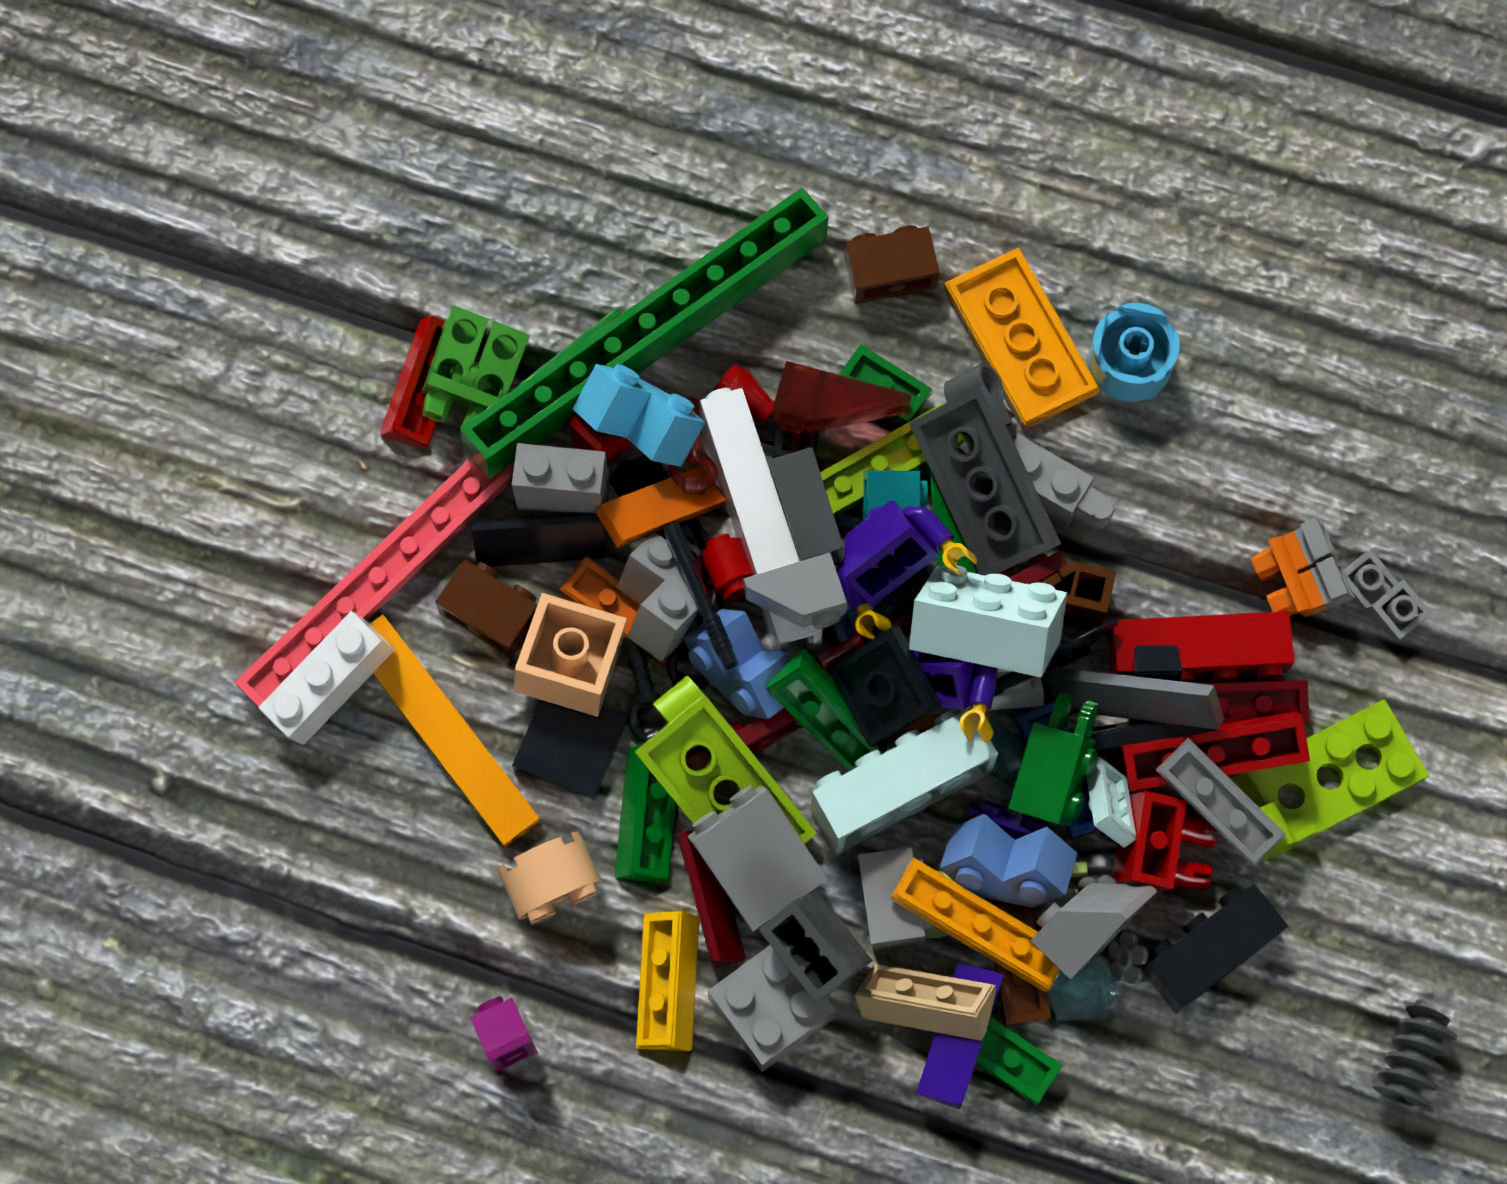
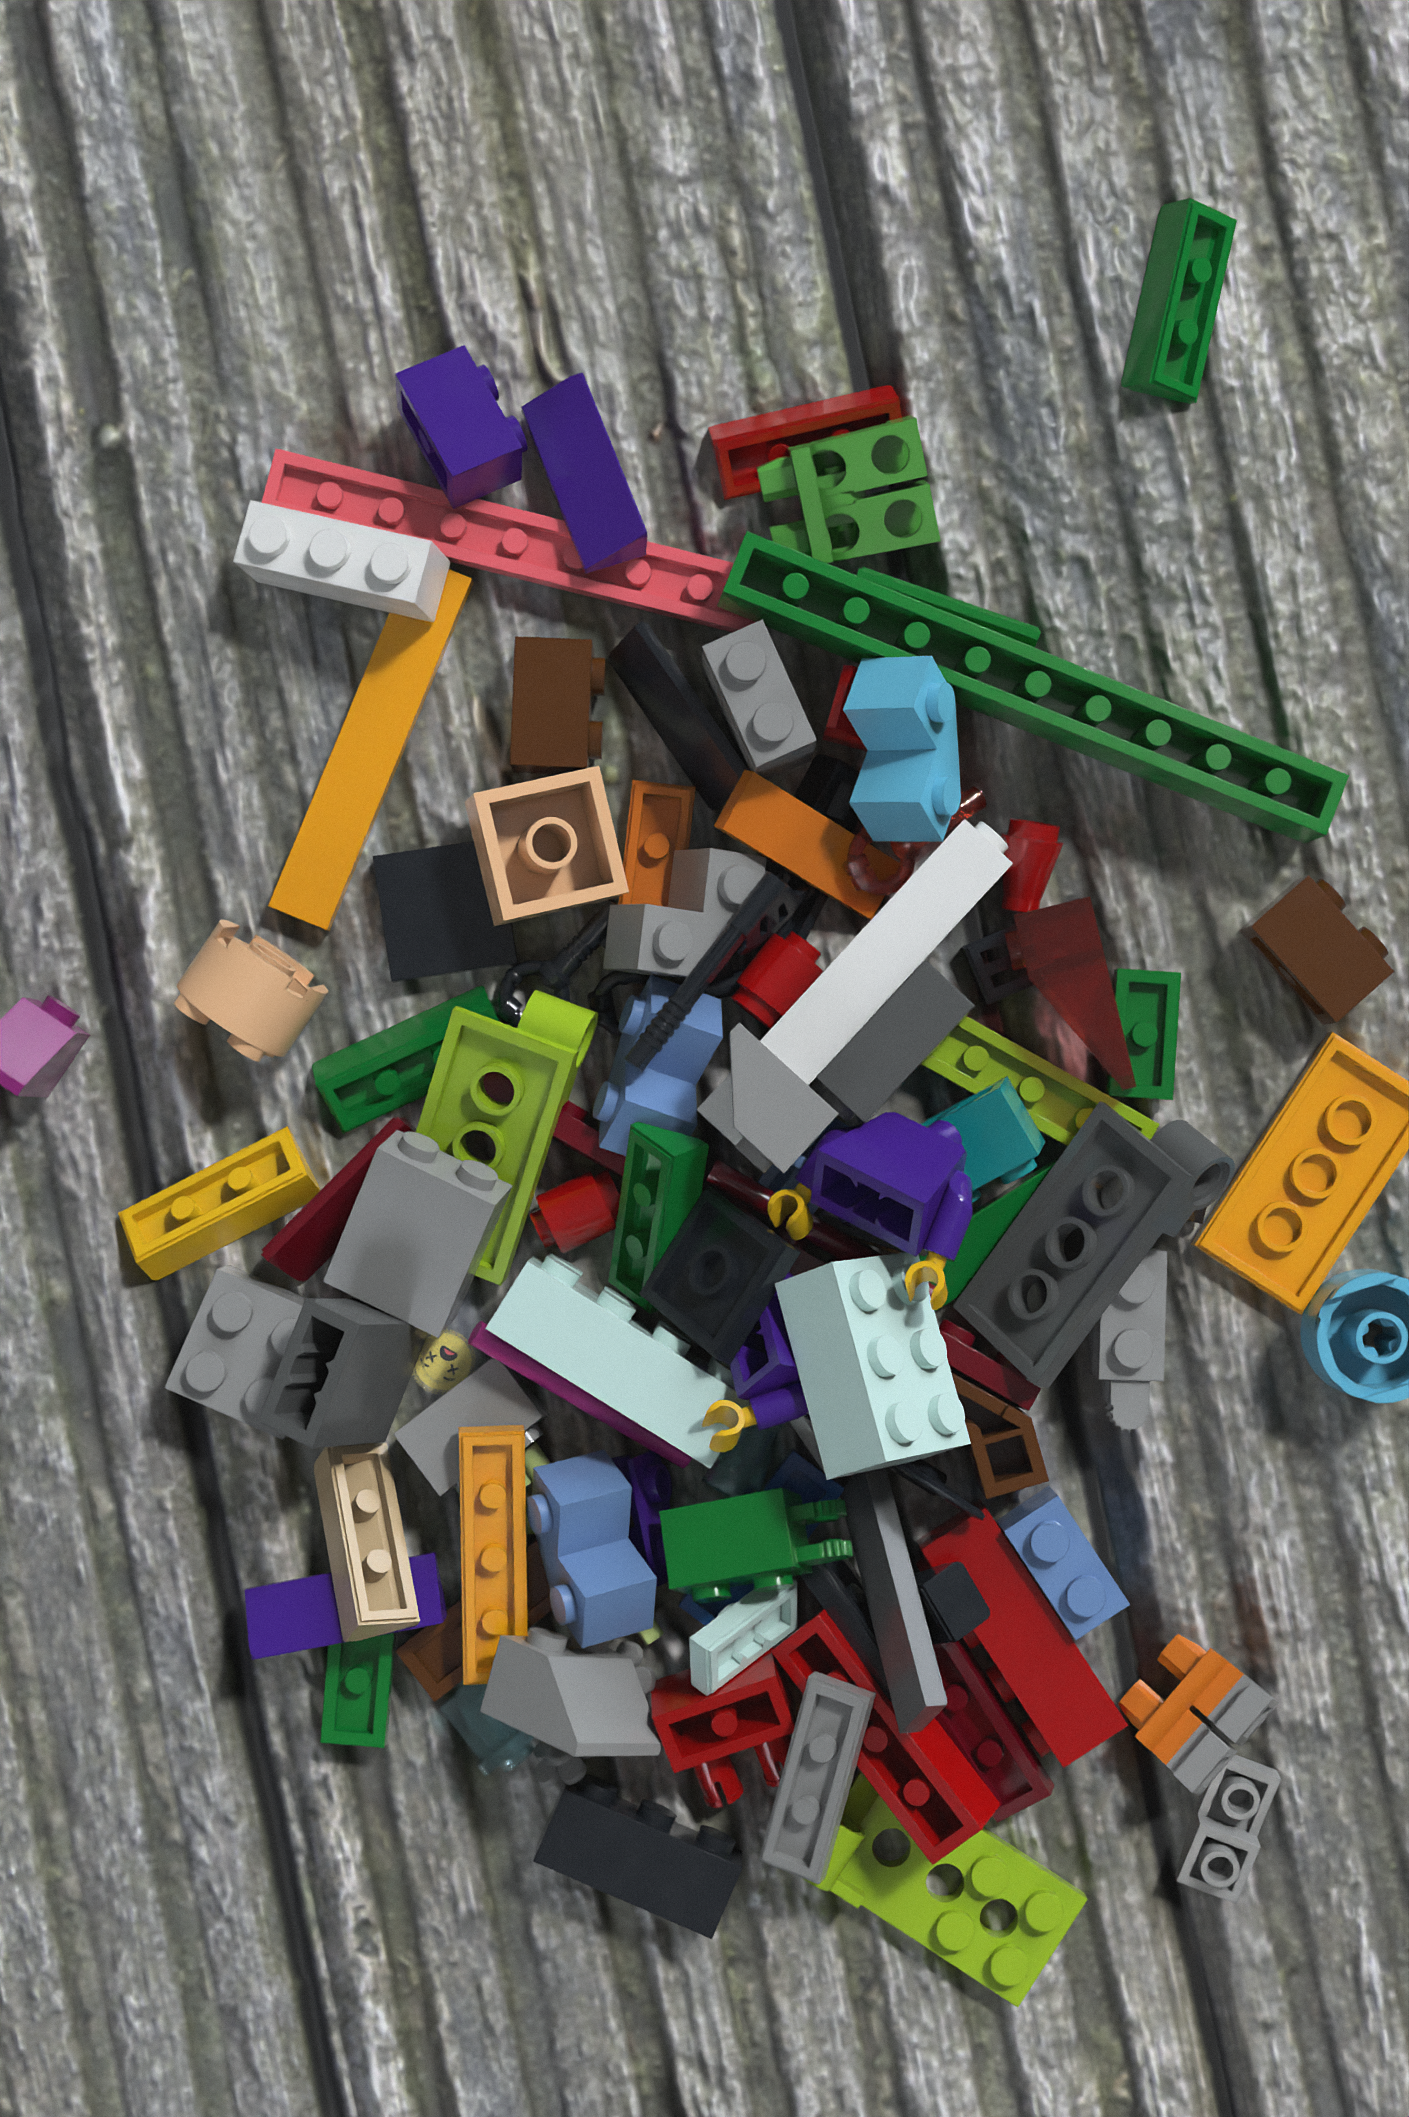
camera: 60 degrees right, 15 degrees up
(291, 566) = (460, 425): none -> dark purple brick
(365, 511) = (585, 475): none -> dark purple slope
(473, 140) = (1178, 301): none -> green slope
(798, 763) = (577, 1211): none -> red brick
(845, 898) = (444, 1362): none -> clear tile
(911, 821) = (550, 1380): none -> dark pink bar
(1171, 594) = (1063, 1562): none -> medium blue brick

